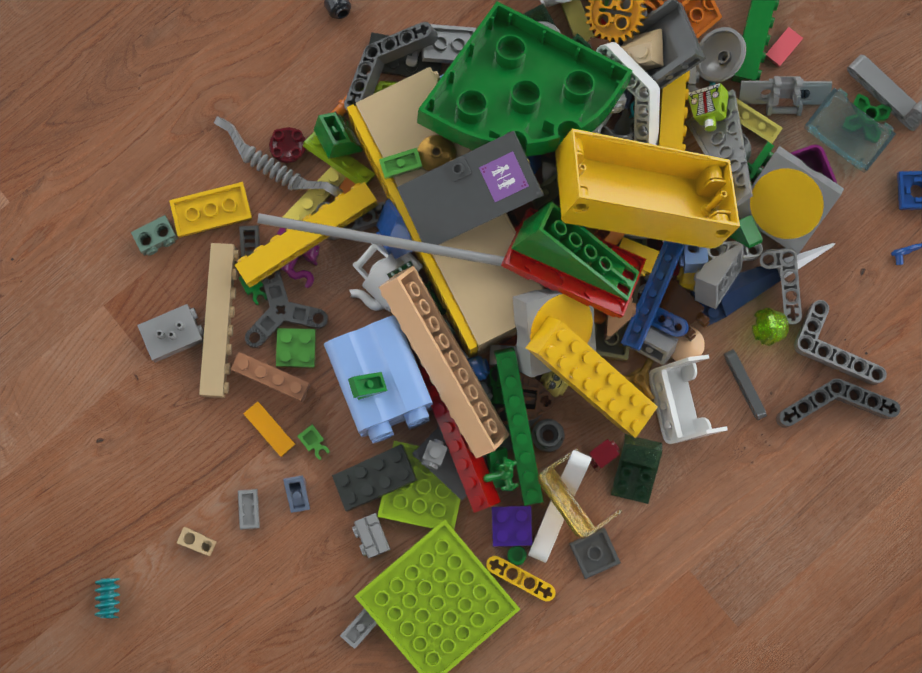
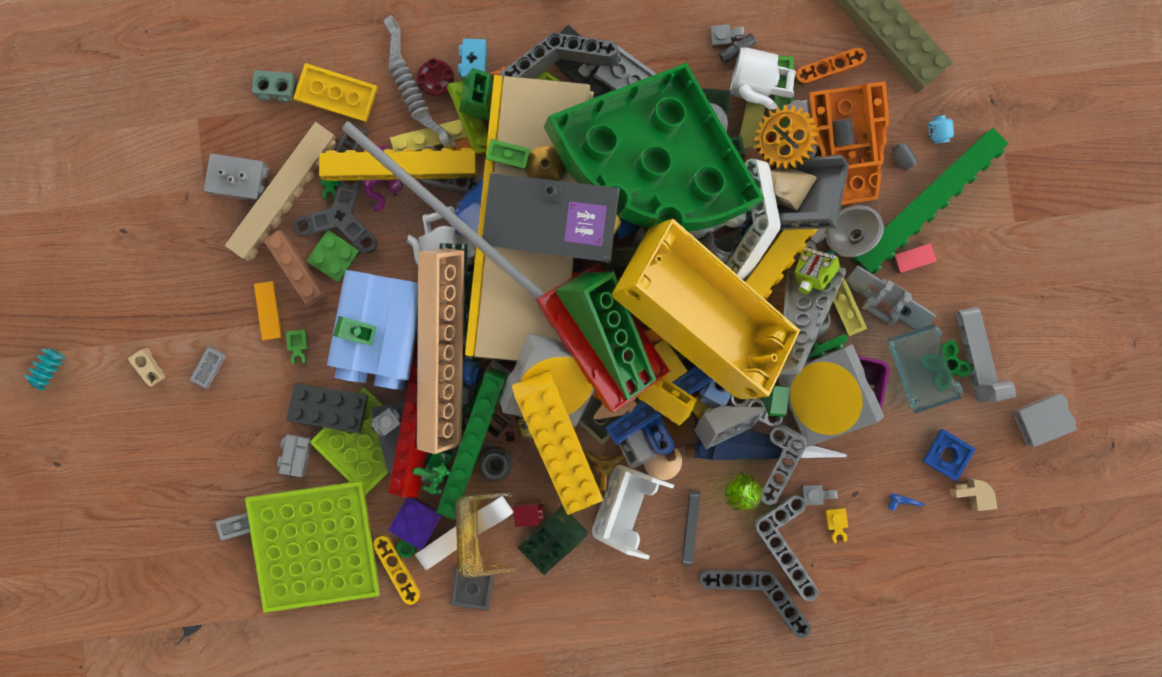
camera: 30 degrees right, 5 degrees up
(297, 493) = (254, 380): sand blue slope -> none
(305, 101) = (472, 49): none -> medium azure brick
(660, 283) = (669, 400): none -> yellow brick
(830, 292) = (815, 494): none -> light grey plate
(861, 303) = (836, 521): none -> yellow plate

